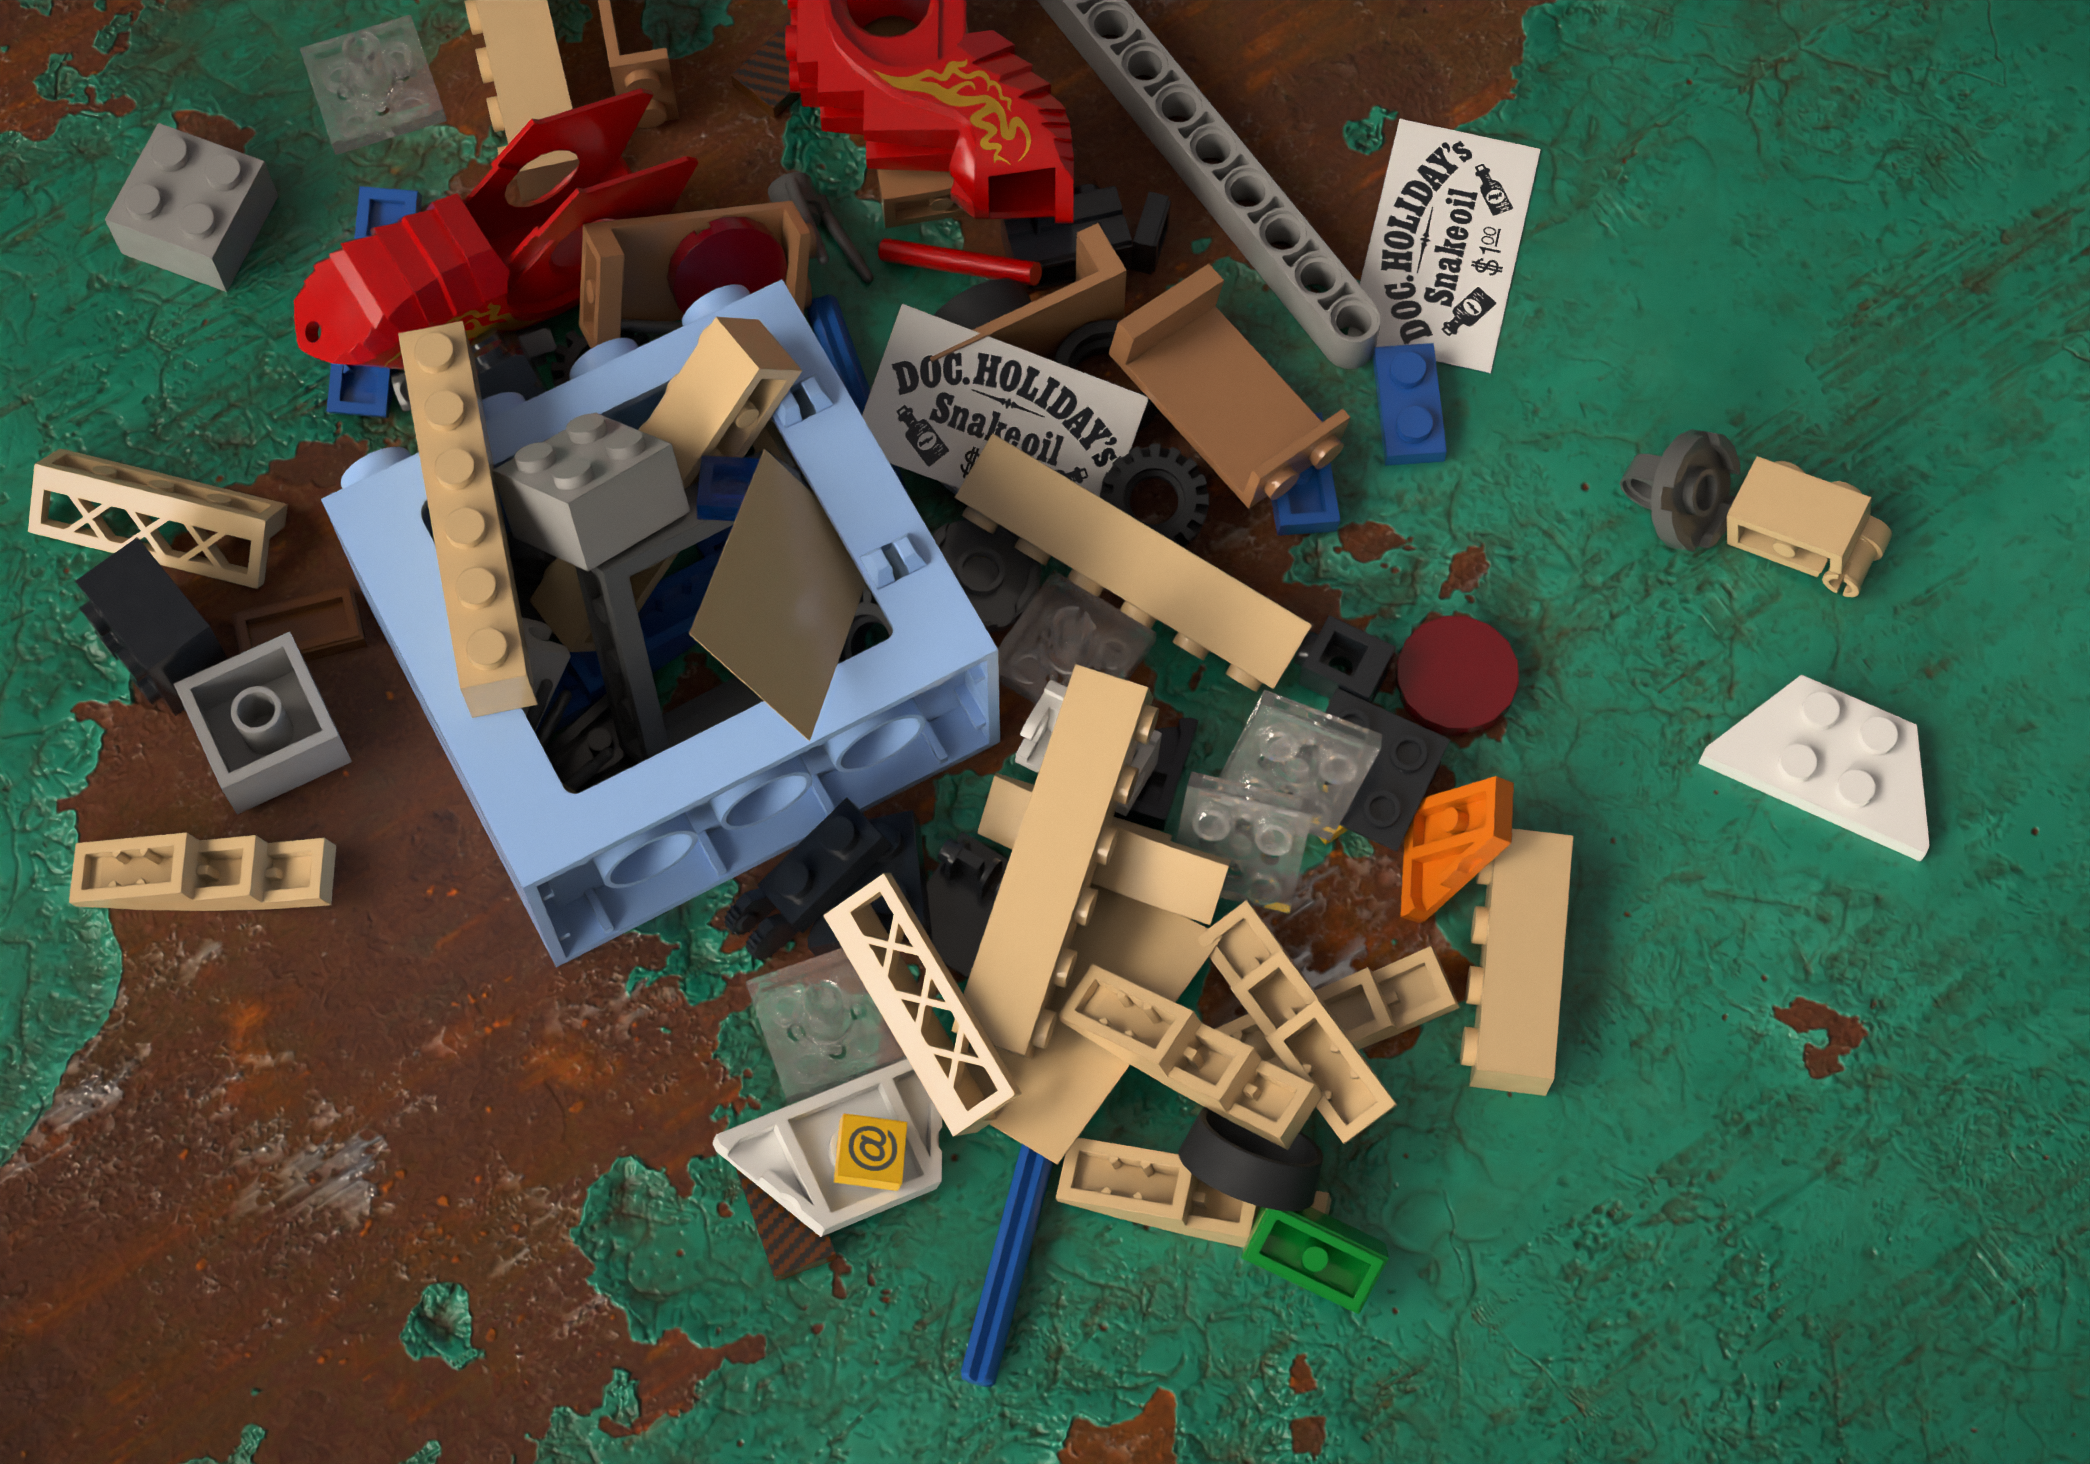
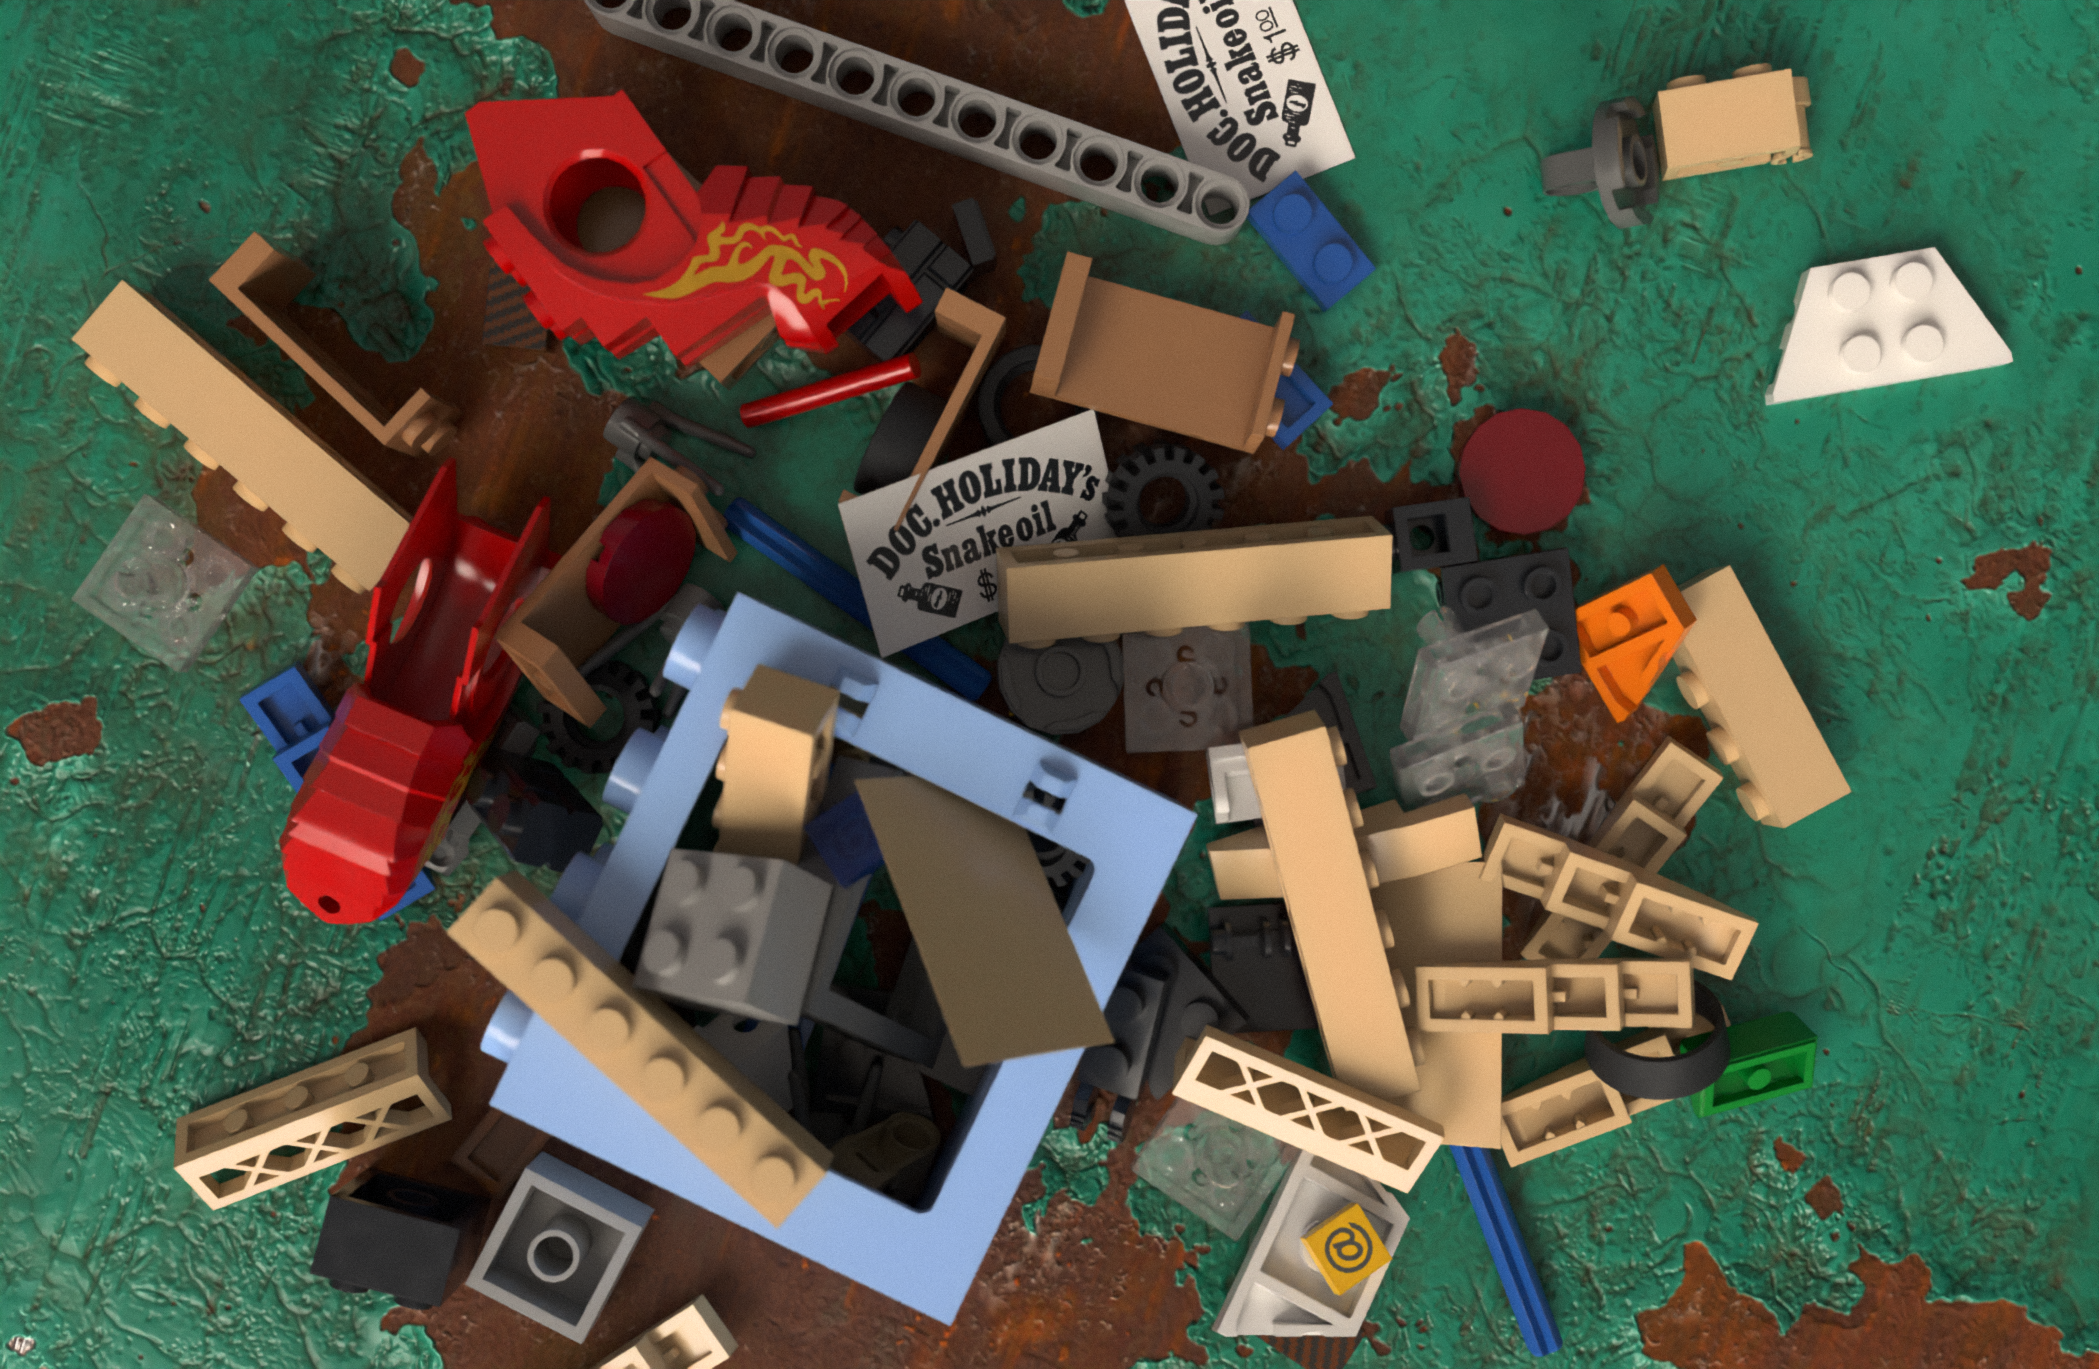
camera: 30 degrees left, 20 degrees up
(192, 207) = (103, 822): light grey brick -> none

